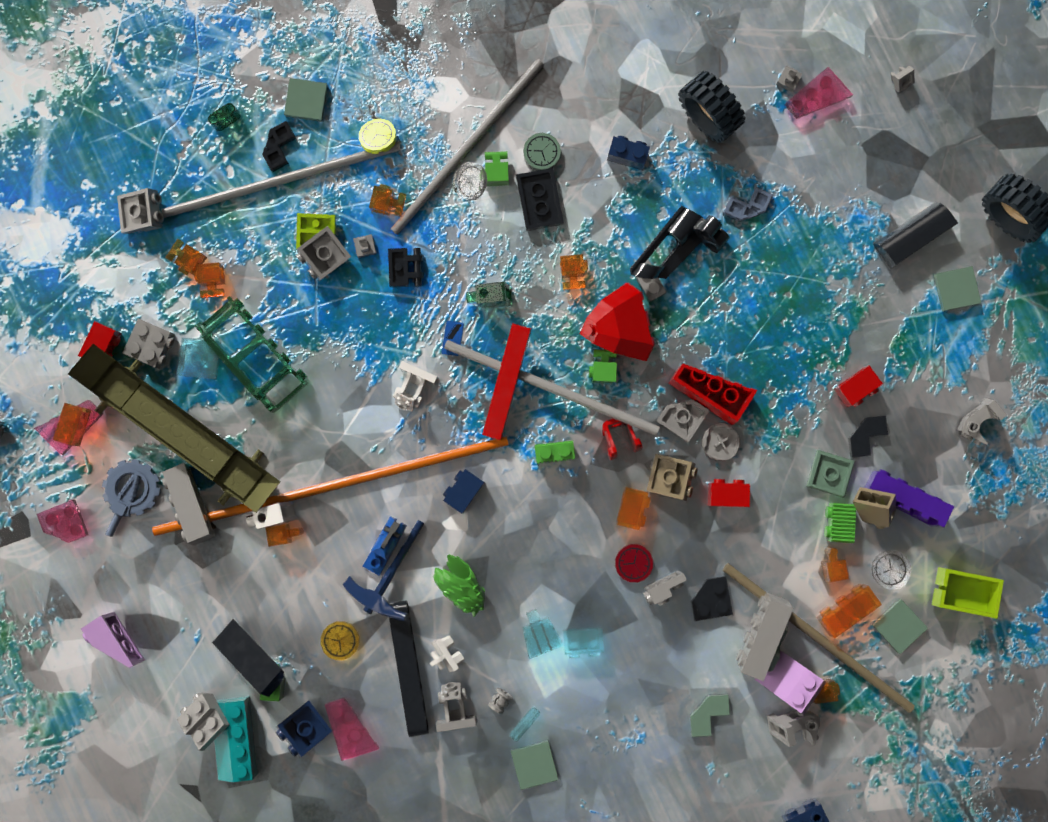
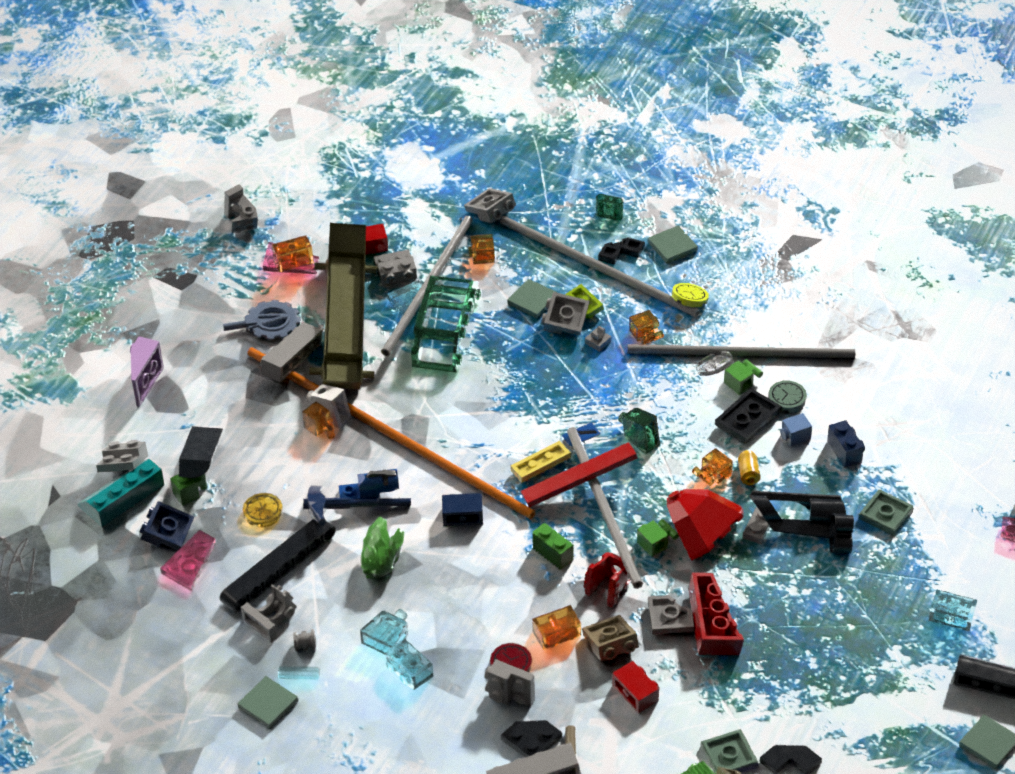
camera: 55 degrees right, 40 degrees down
(63, 522) = (211, 297): clear pink plate -> none
(196, 336) = (437, 269): none -> light grey piece
(210, 276) = (481, 268): clear orange brick -> none
(276, 260) = (531, 298): none -> sand green tile
(398, 267) = (603, 365): black plate -> none
(416, 376) = (505, 430): white tile -> none
(450, 661) = (318, 574): white hips -> none
(460, 394) = (540, 461): none -> light yellow plate
(584, 177) = (796, 429): none -> medium blue brick
(592, 244) = (749, 467): none -> yellow head
(710, 179) = (886, 512): none -> sand green tile
(712, 106) = (937, 458): black wheel -> none
(720, 442) = (676, 657): light grey tile -> none
(742, 211) = (901, 556): sand blue tile -> none
(839, 216) = (953, 610): none -> clear light blue brick
(858, 386) = (825, 719): red brick -> none

